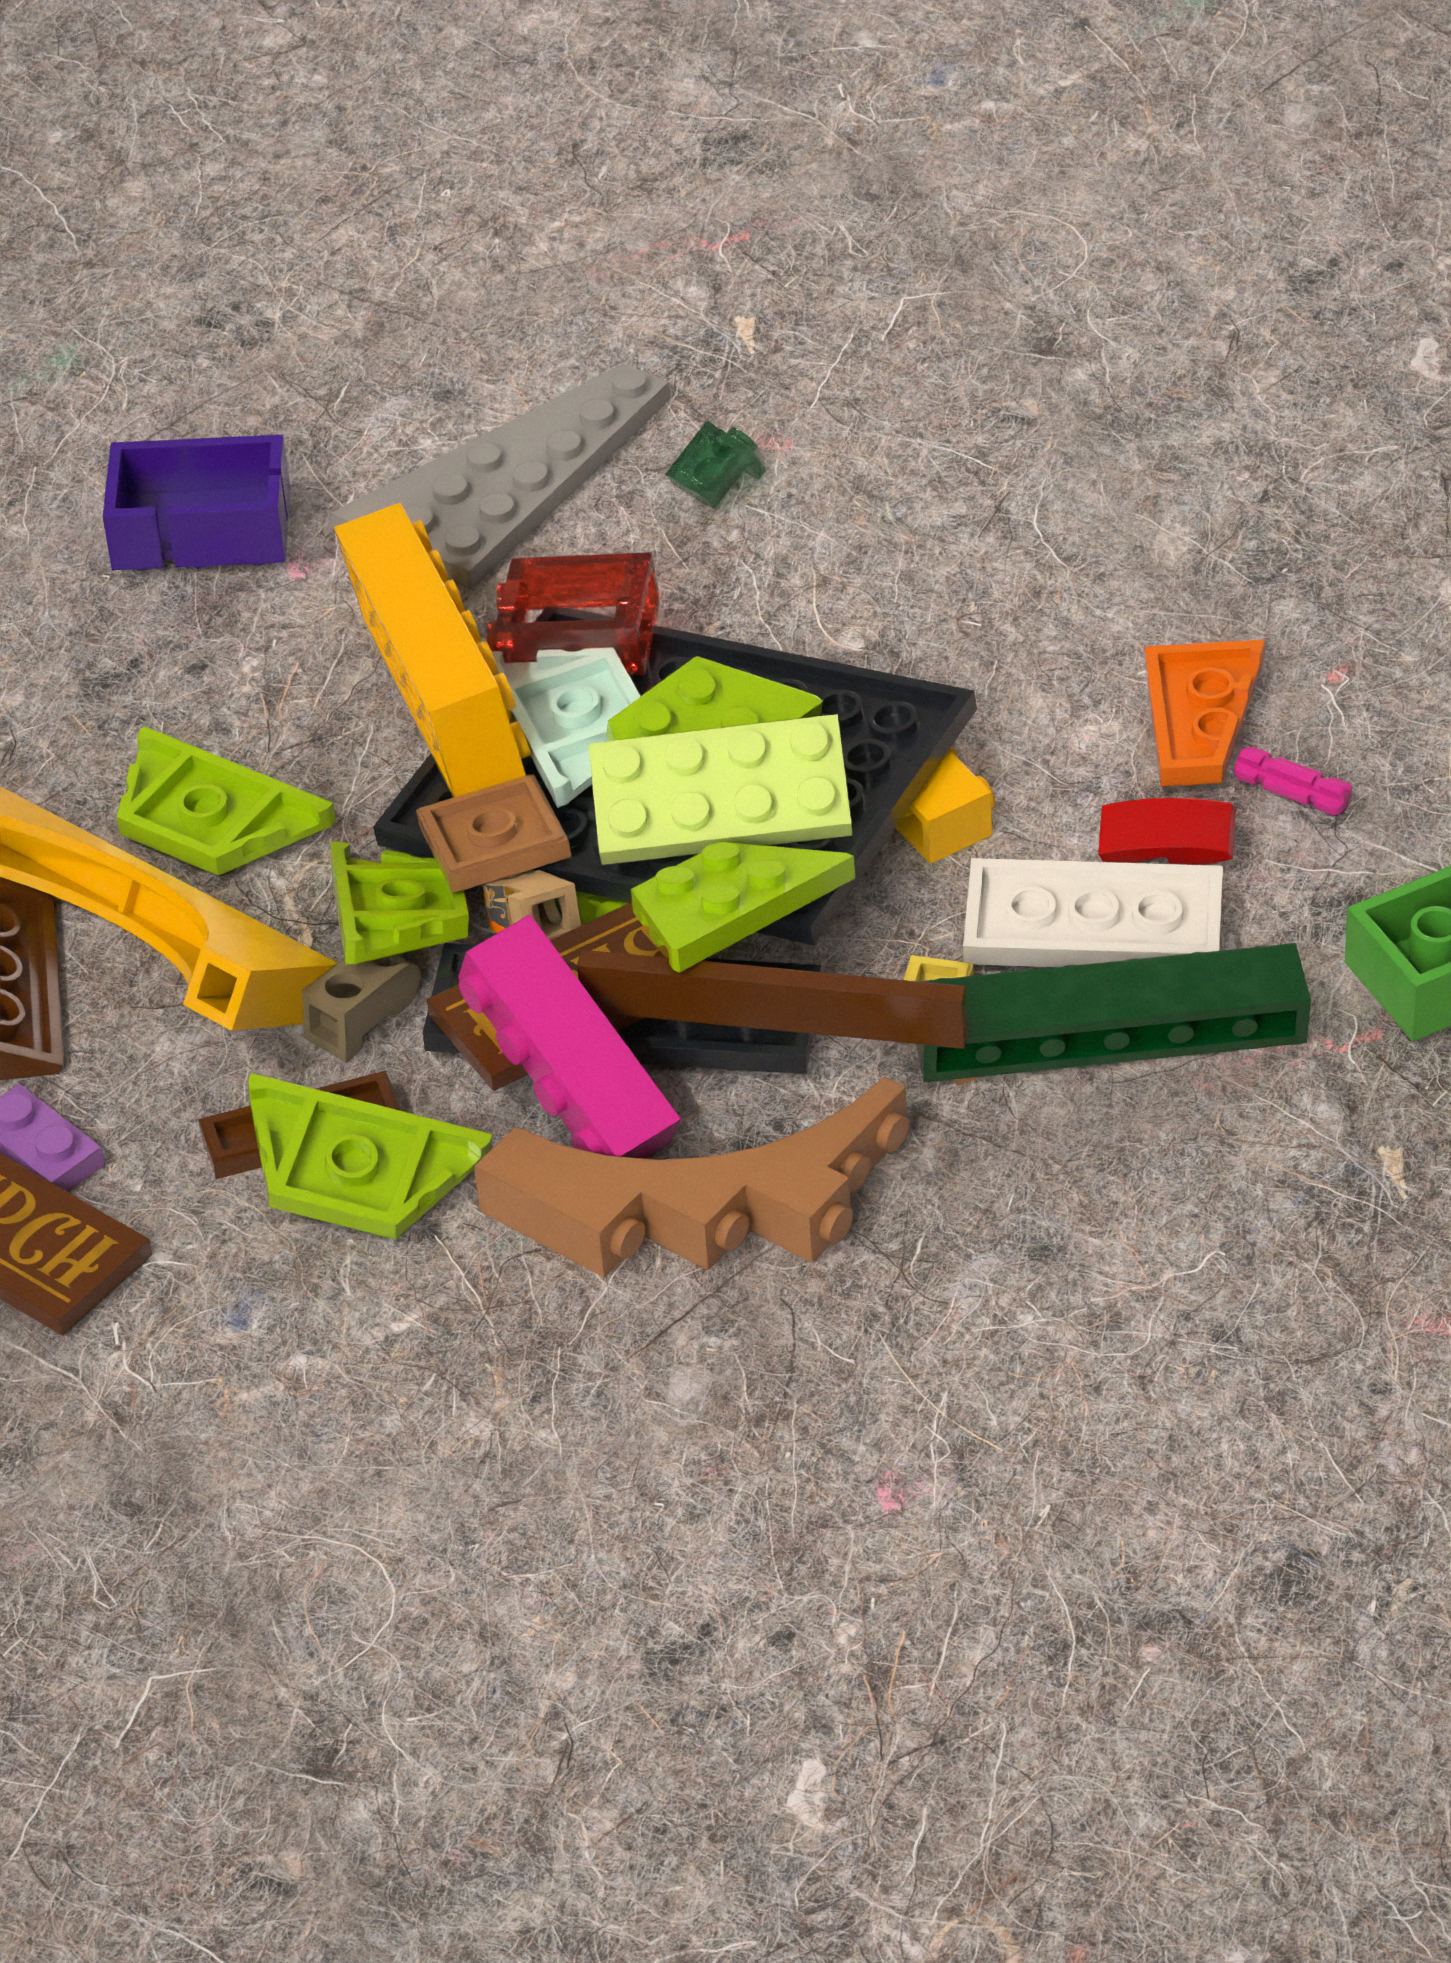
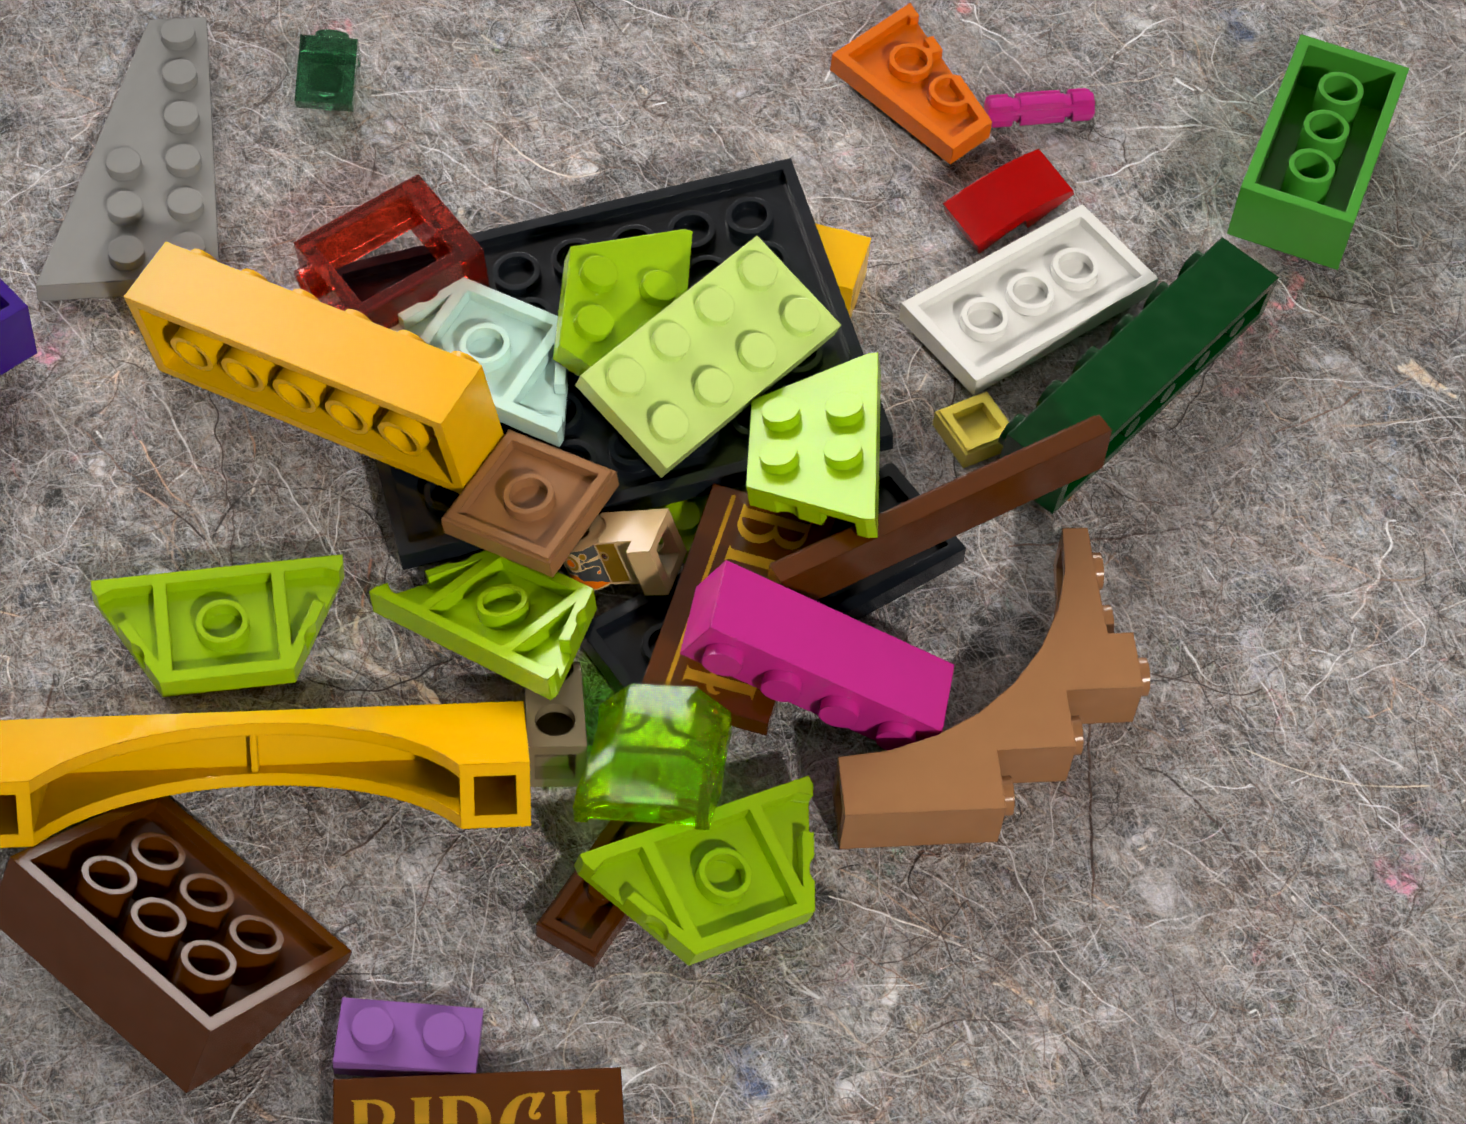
camera: 50 degrees left, 10 degrees up
(387, 1053) = (656, 757): none -> clear neon green slope

